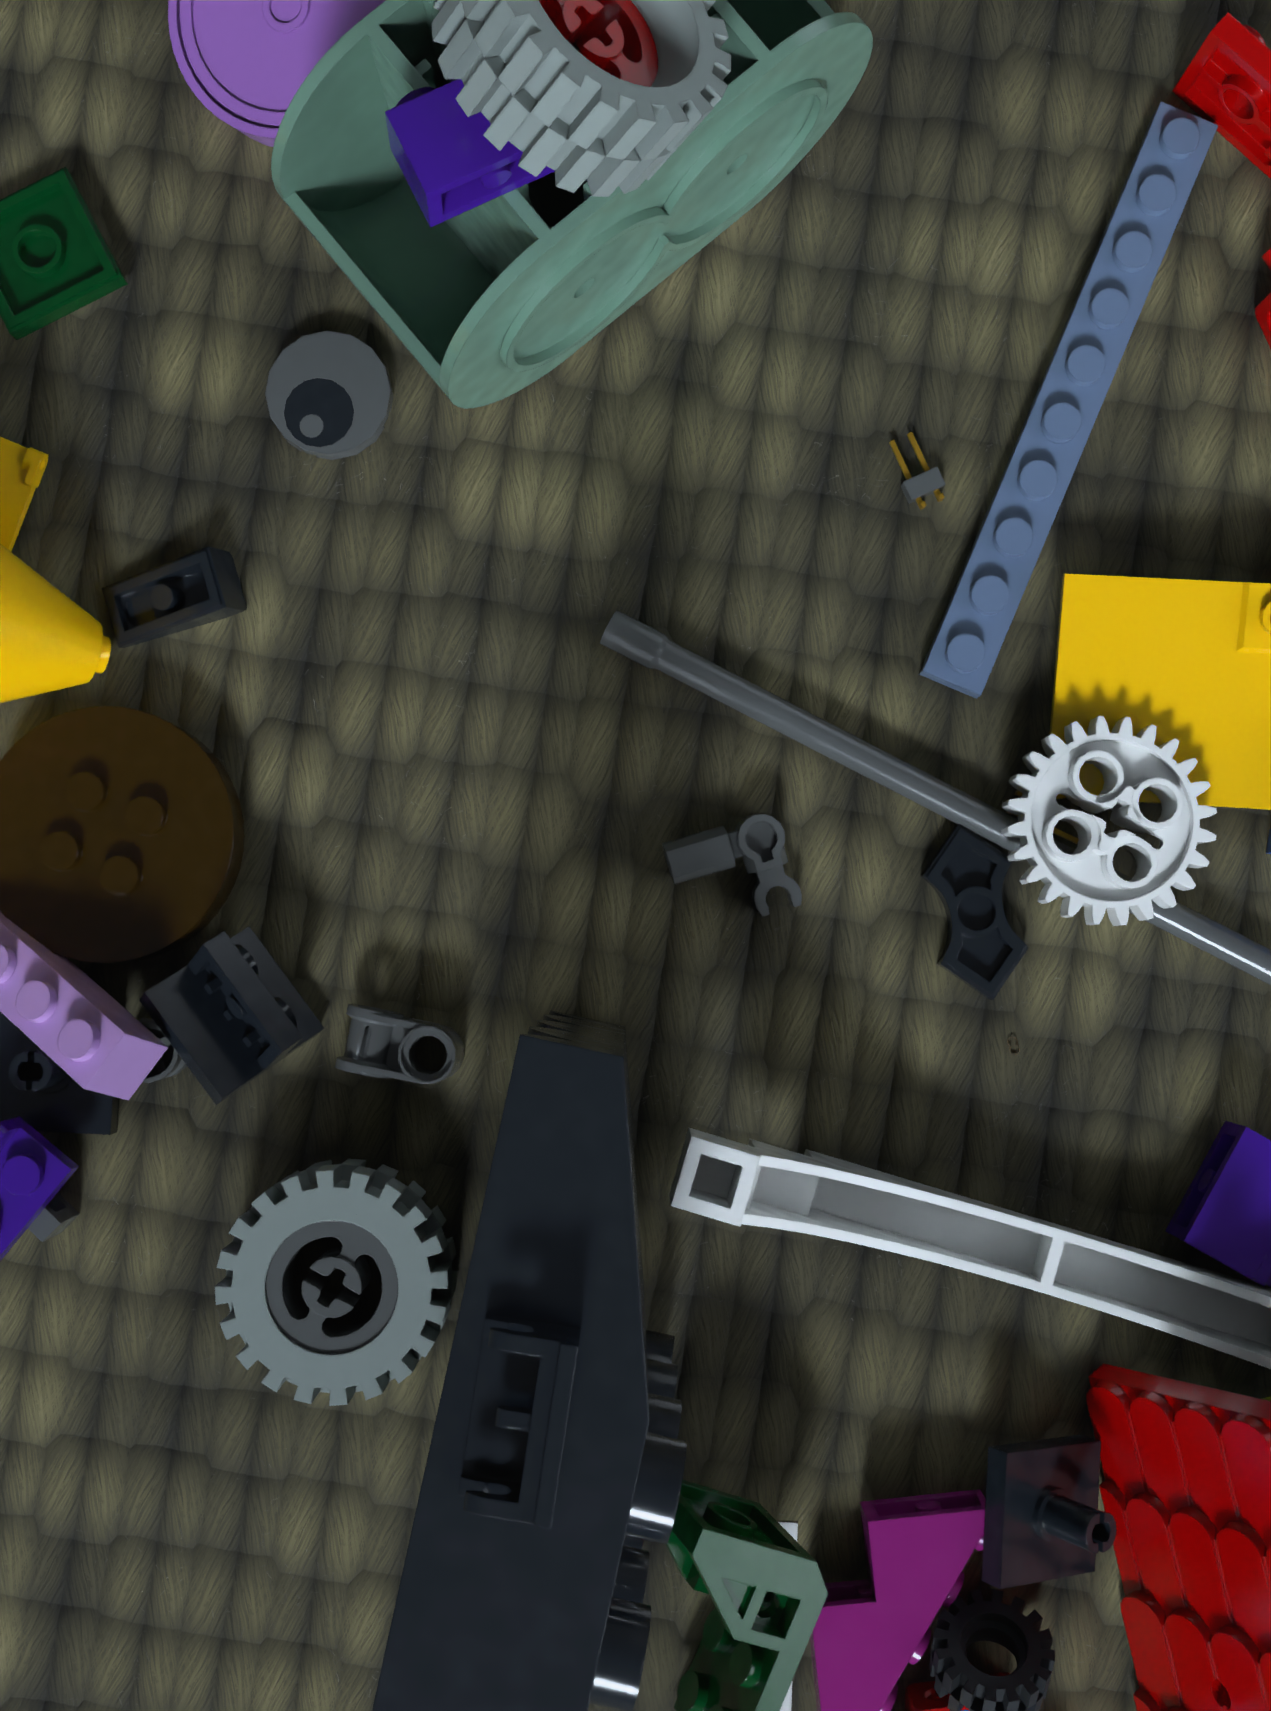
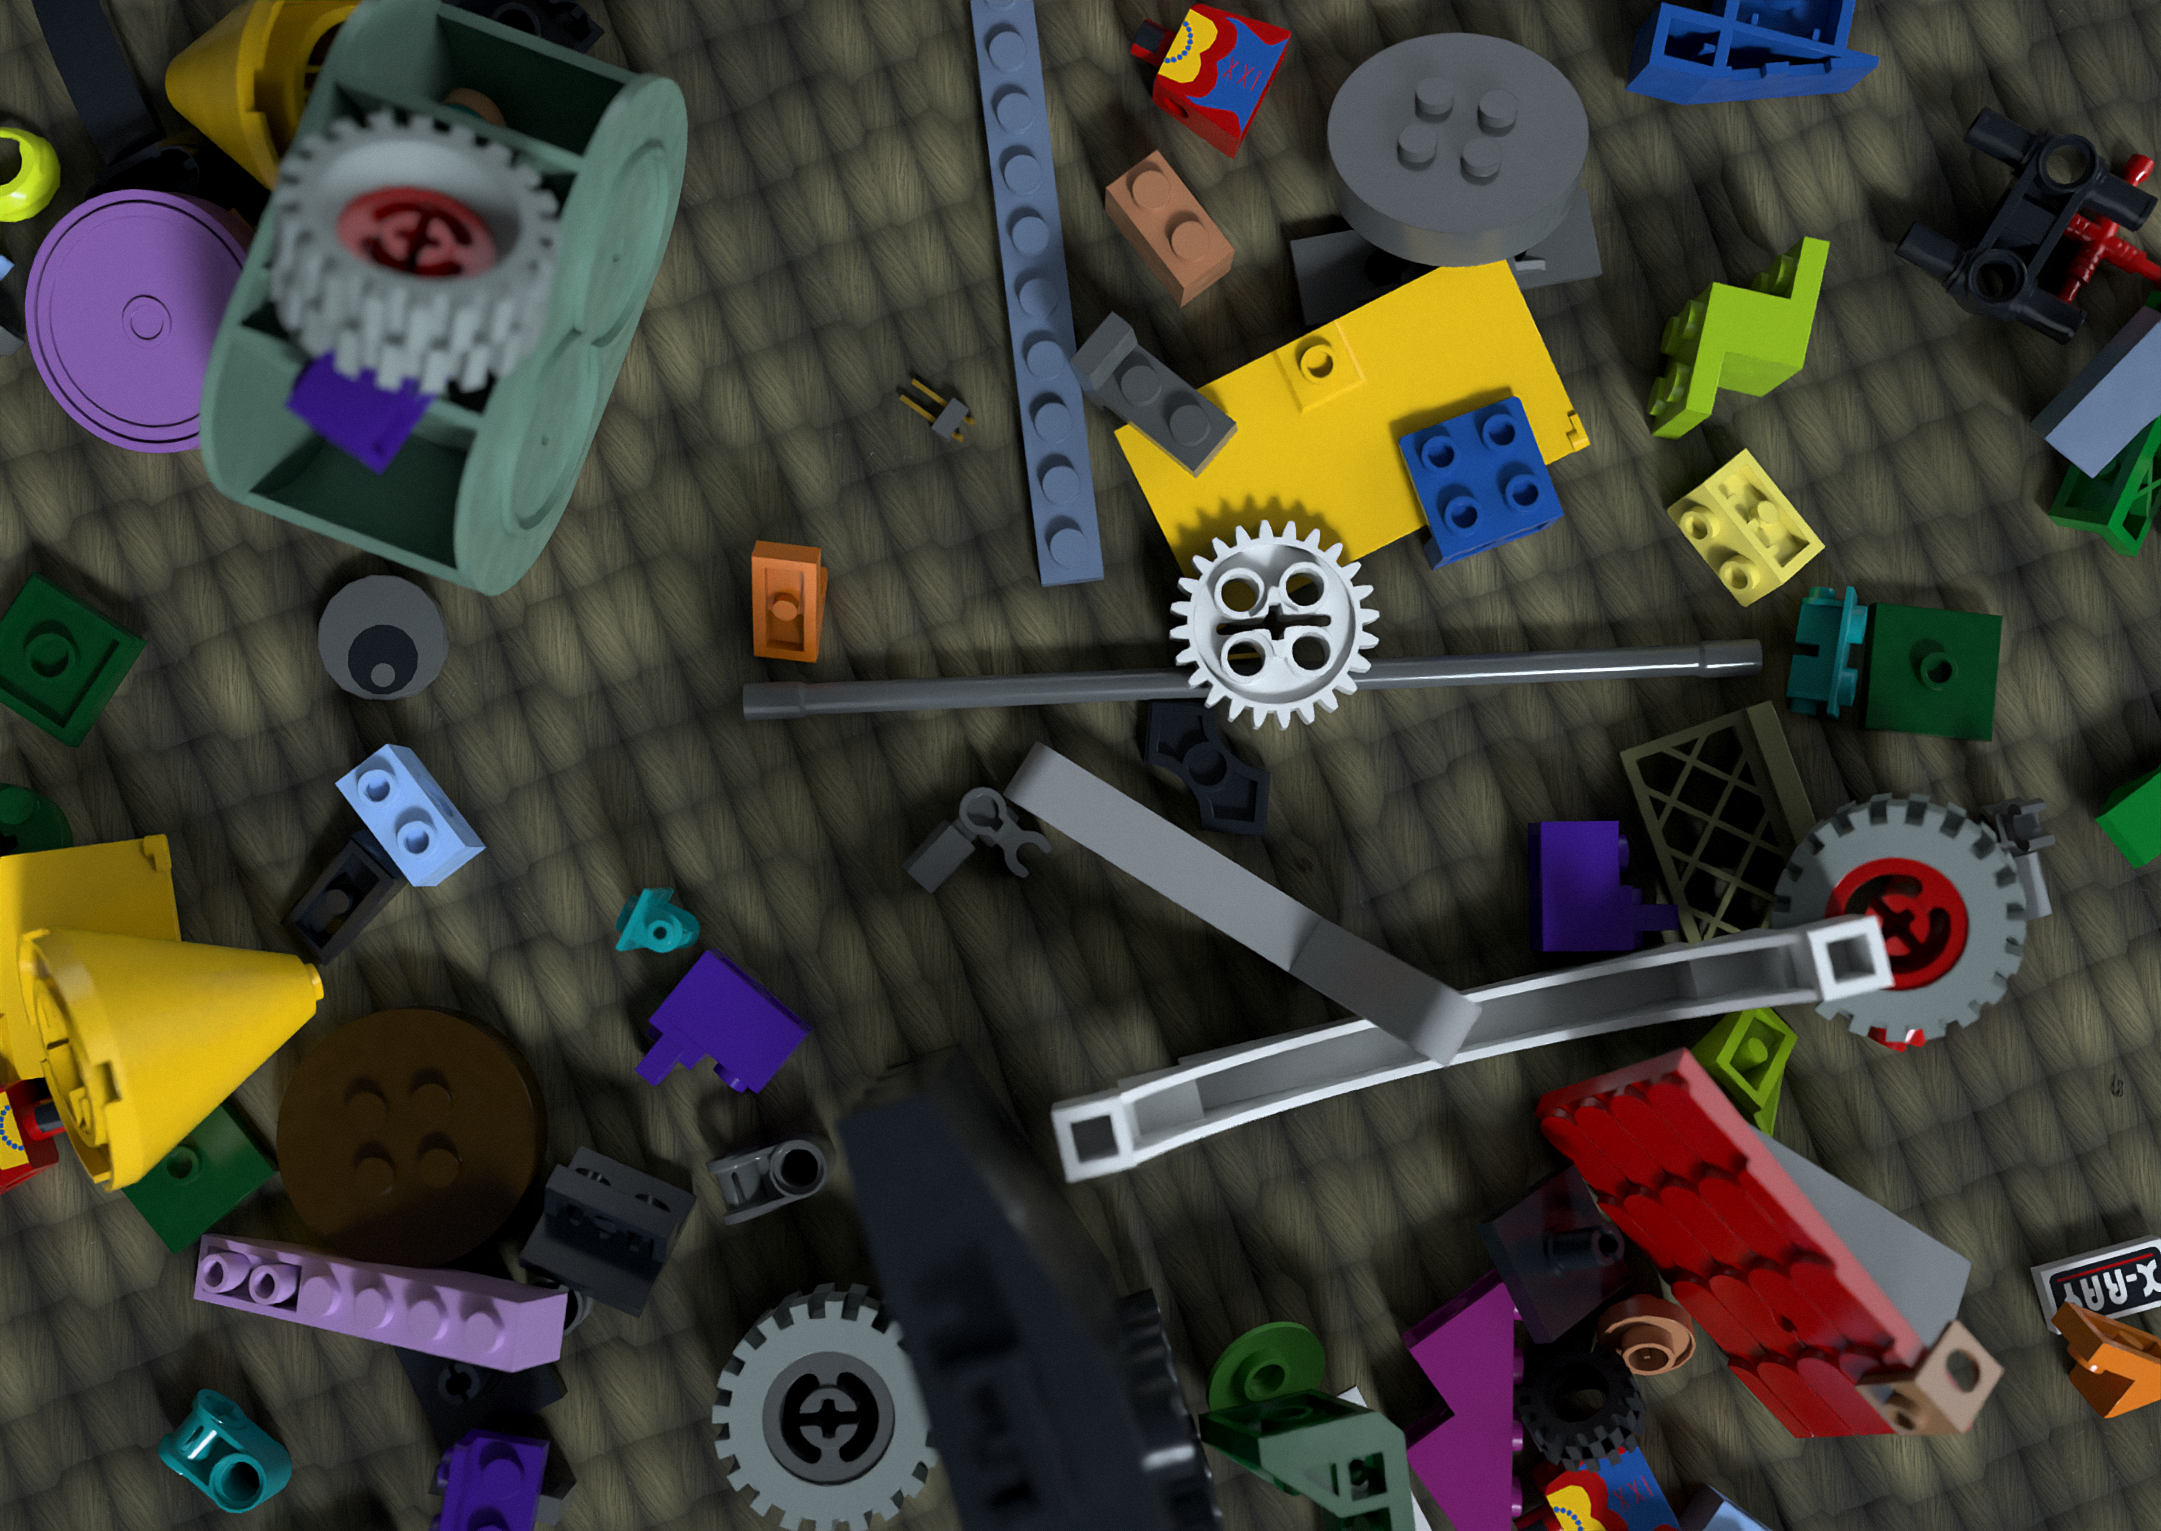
camera: 30 degrees left, 0 degrees up
(266, 559) = (410, 815): none -> light blue brick
(422, 768) = (655, 923): none -> teal hinge
(439, 889) = (722, 1016): none -> dark purple hinge
(696, 559) = (787, 600): none -> orange slope
(738, 1461) = (1266, 1364): none -> bright green dish
(979, 1122) = (1244, 906): none -> light grey beam
(1084, 1626) = (1648, 1334): none -> nougat plate
(1115, 560) = (1150, 396): none -> dark grey bracket
(1210, 425) = (1168, 228): none -> nougat brick

